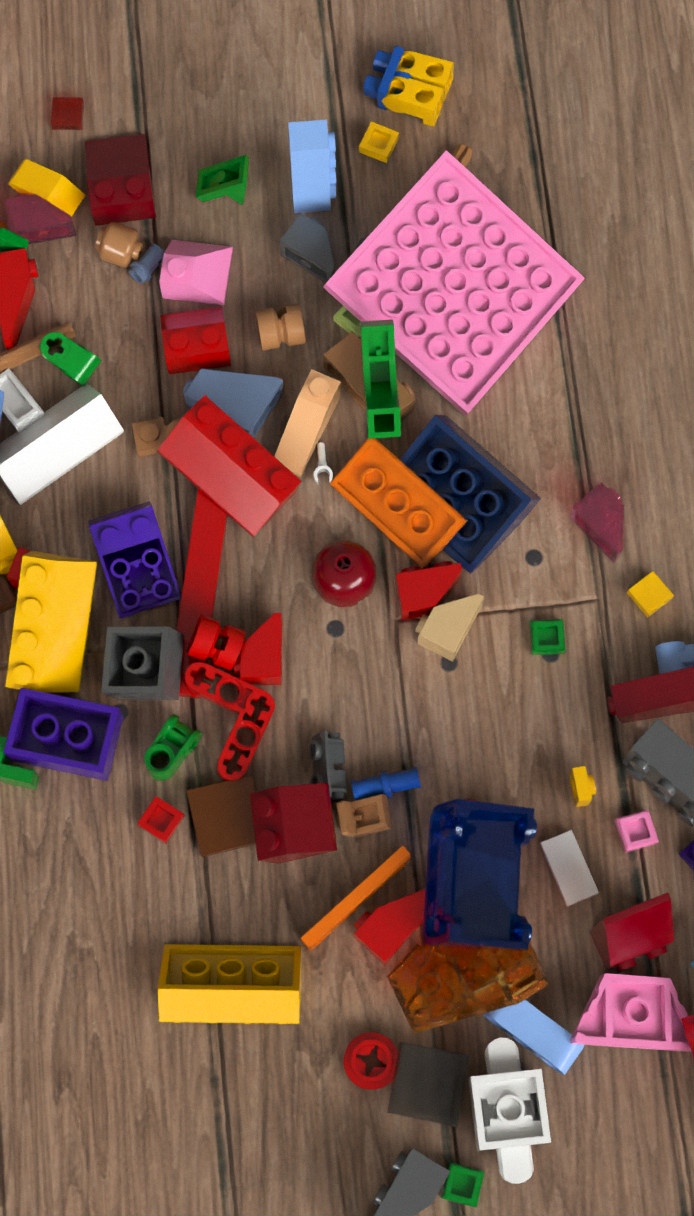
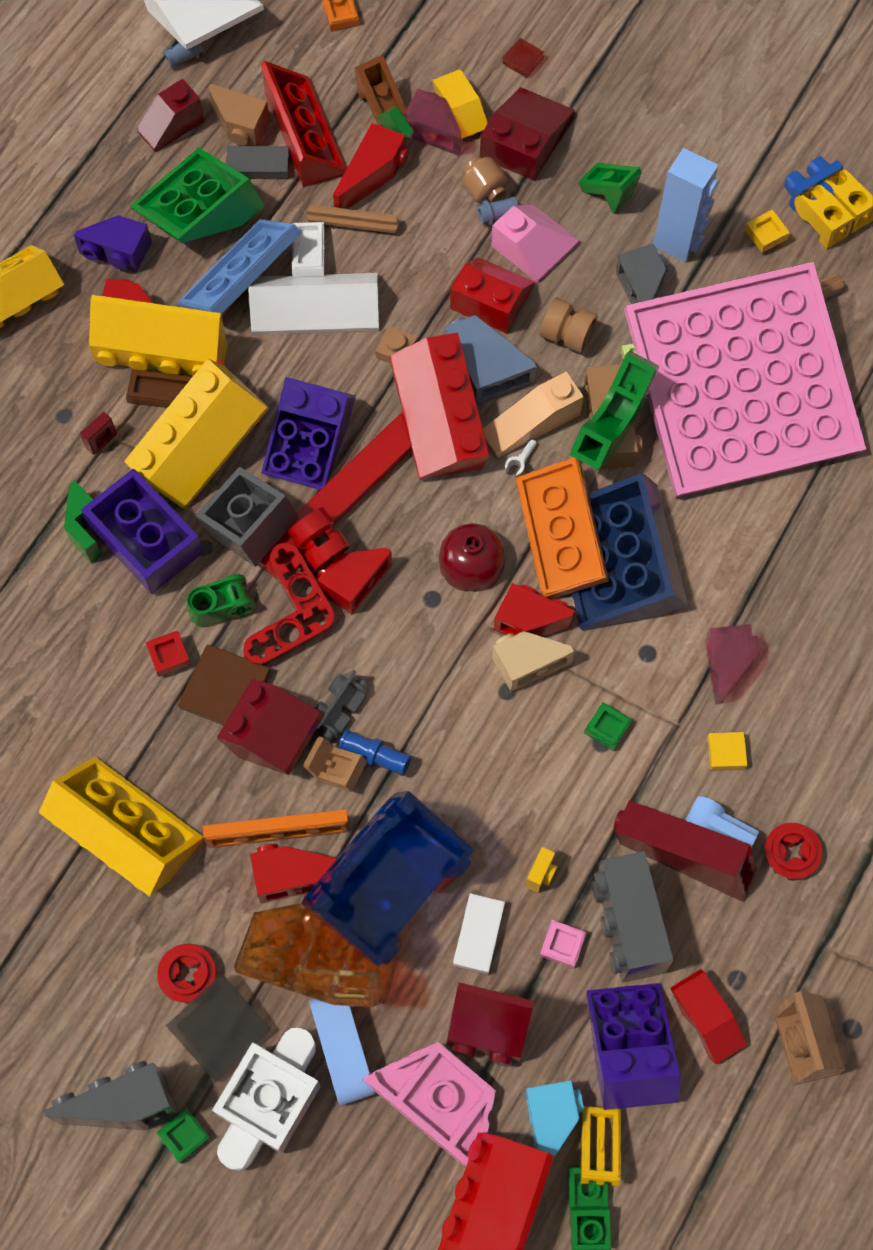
camera: 35 degrees right, 5 degrees down
(73, 361) = (377, 244): green piece -> none

